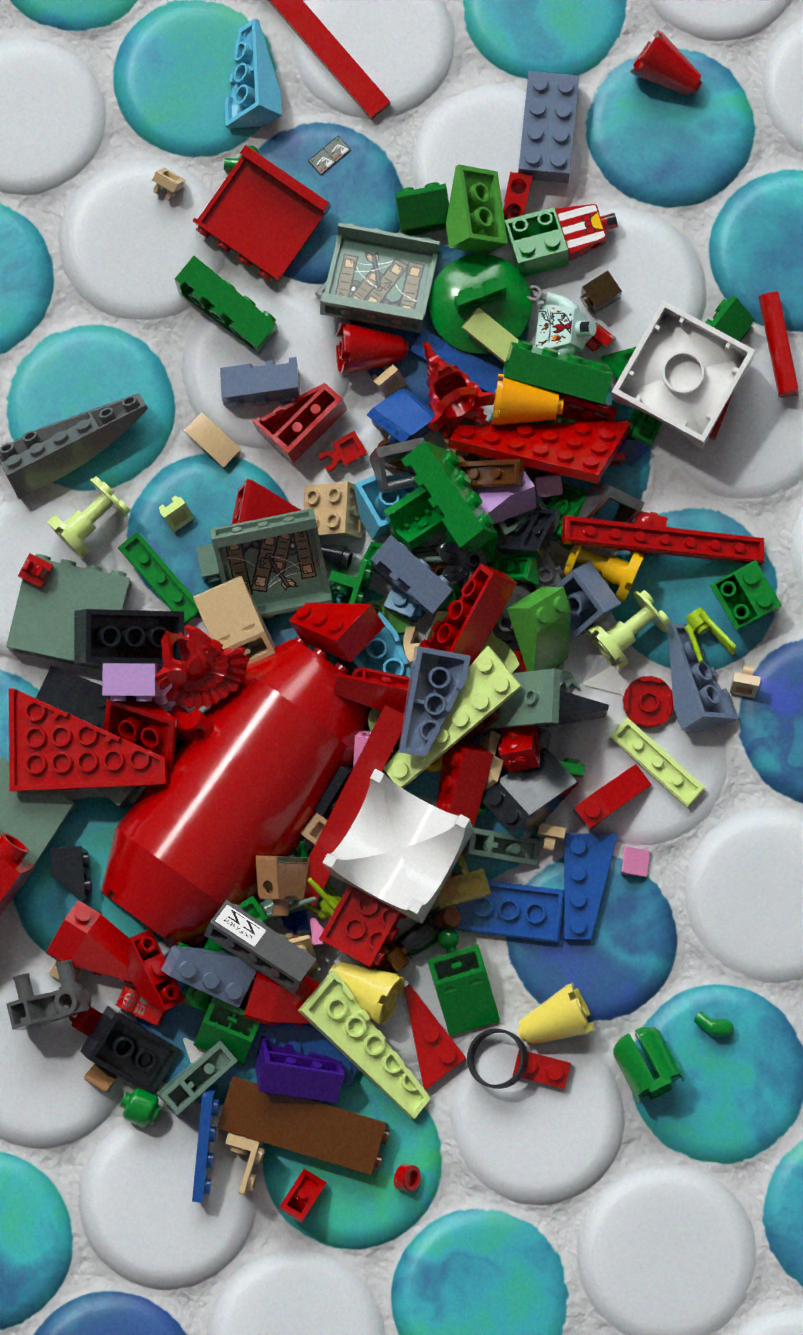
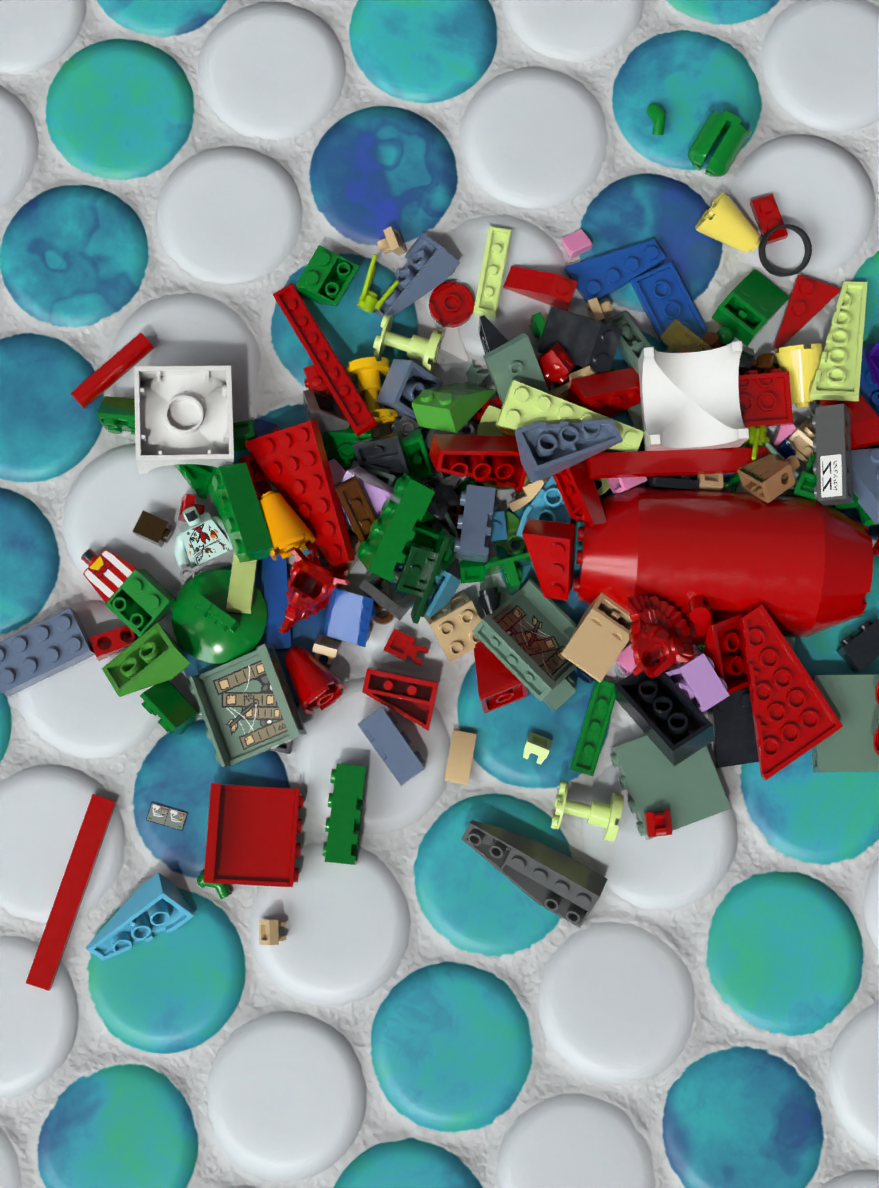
camera: 130 degrees left, 0 degrees up
(396, 492) = (420, 572): none -> dark green bracket

